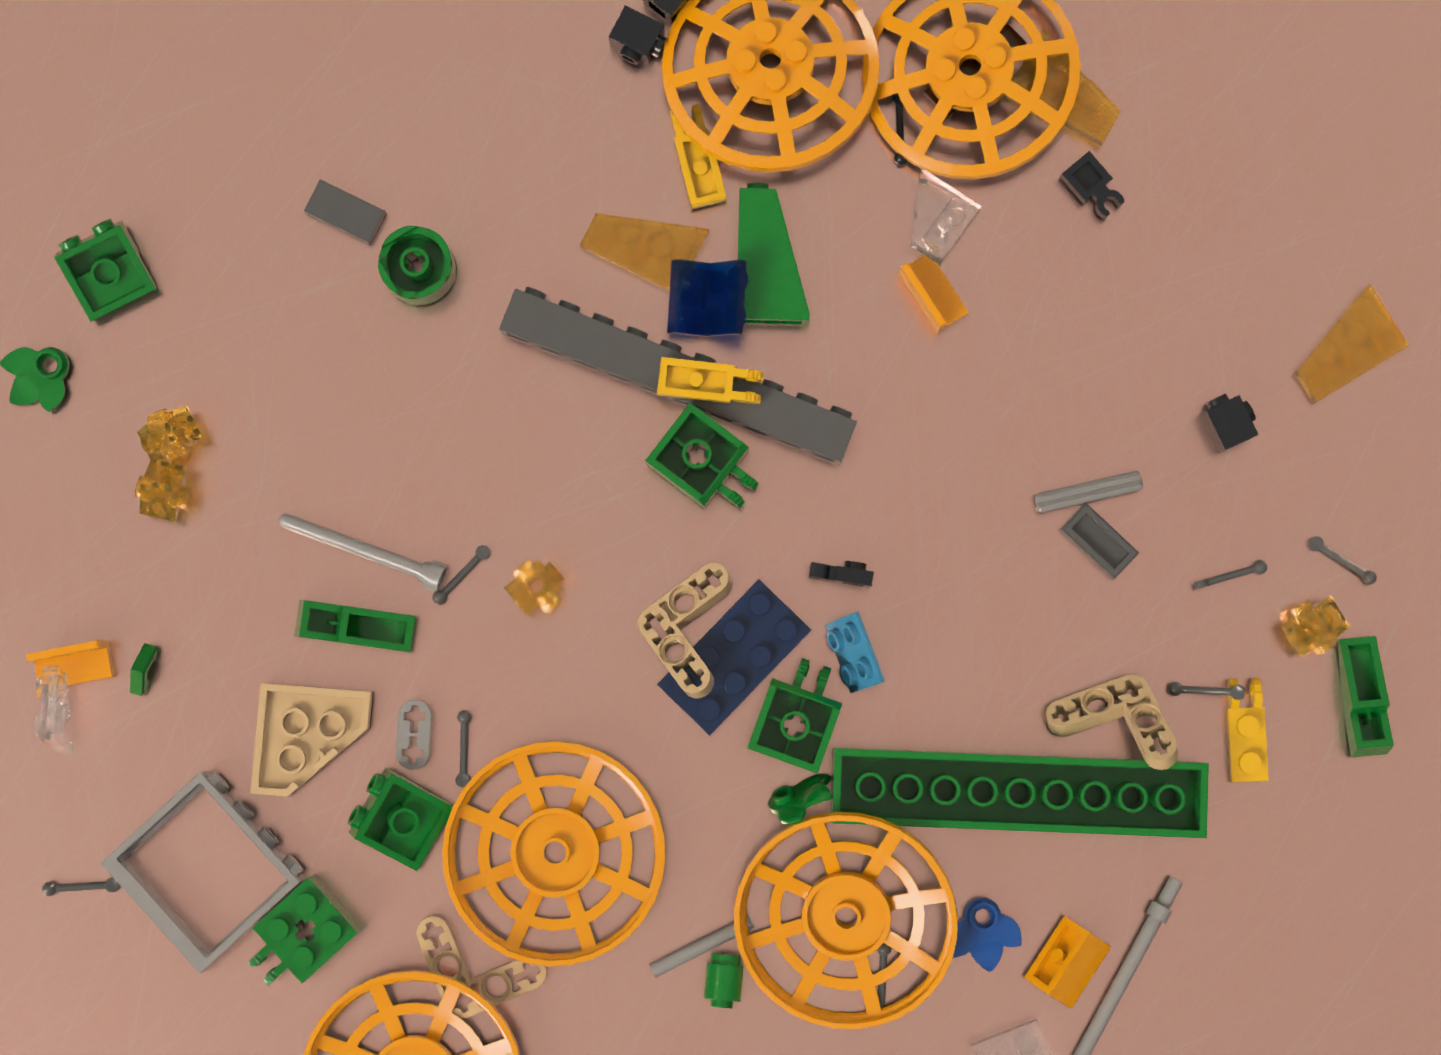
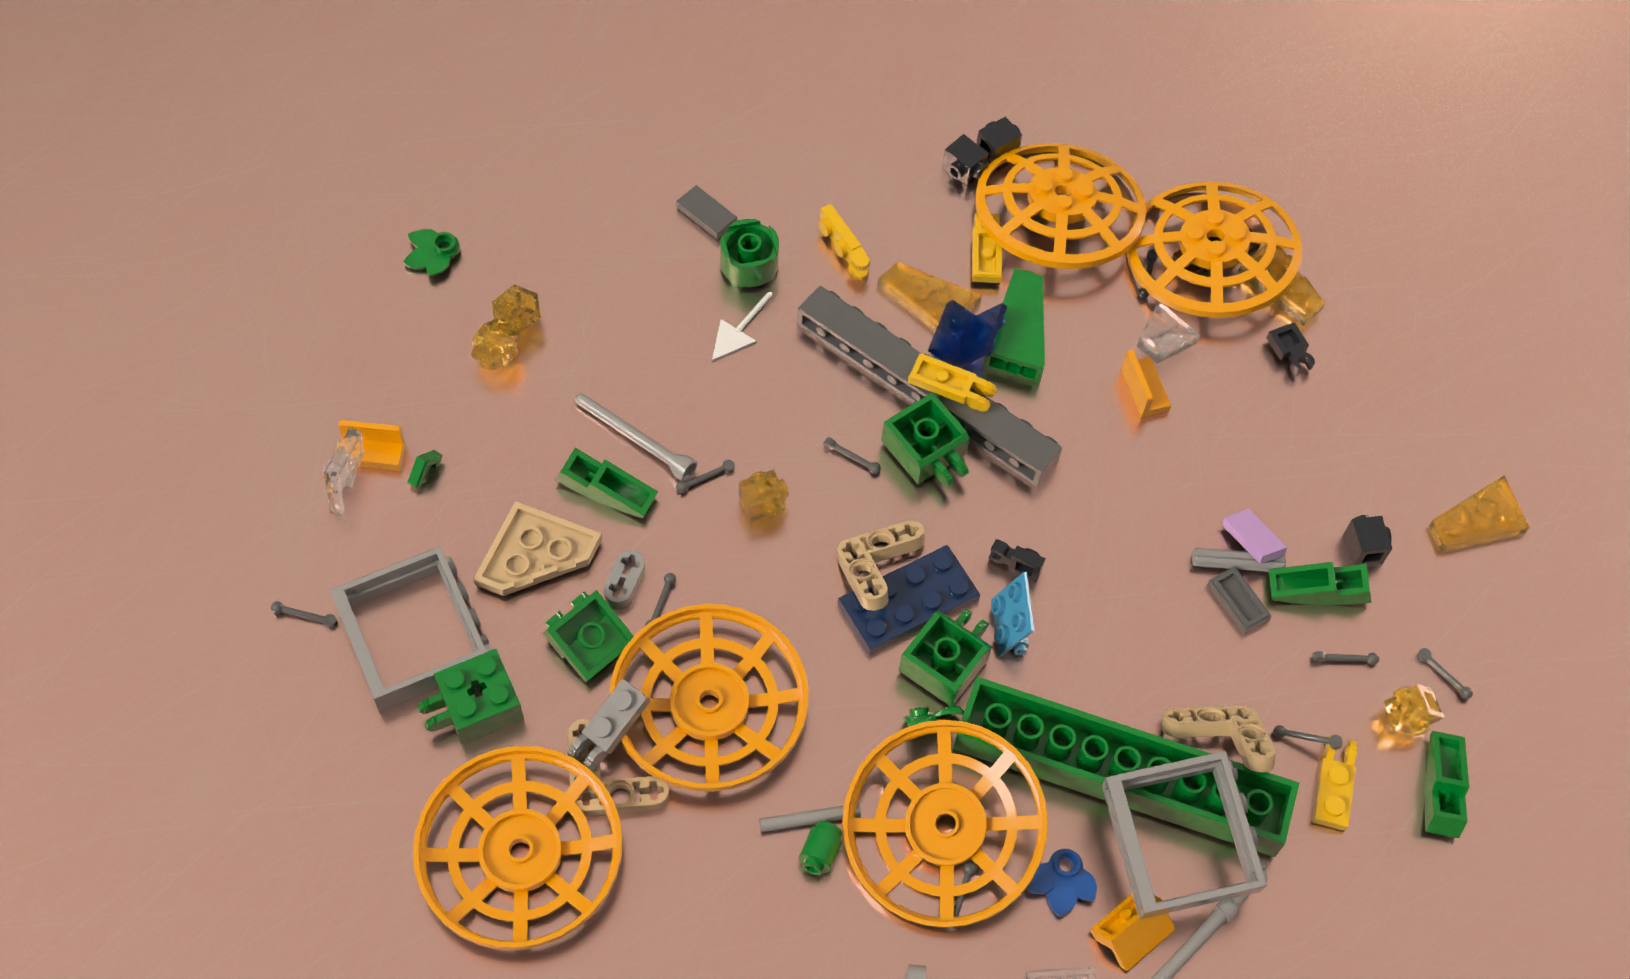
camera: 10 degrees right, 25 degrees down
(104, 269) = (513, 194): green plate -> none
(431, 379) = (732, 339): none -> white piece
(461, 923) = (610, 724): none -> light grey hinge
(526, 209) = (844, 242): none -> yellow hinge
(648, 502) = (831, 444): none -> dark grey hinge
(1100, 460) = (1254, 536): none -> lavender tile
(1164, 852) = (1235, 810): none -> light grey window
(1185, 496) = (1321, 584): none -> green slope

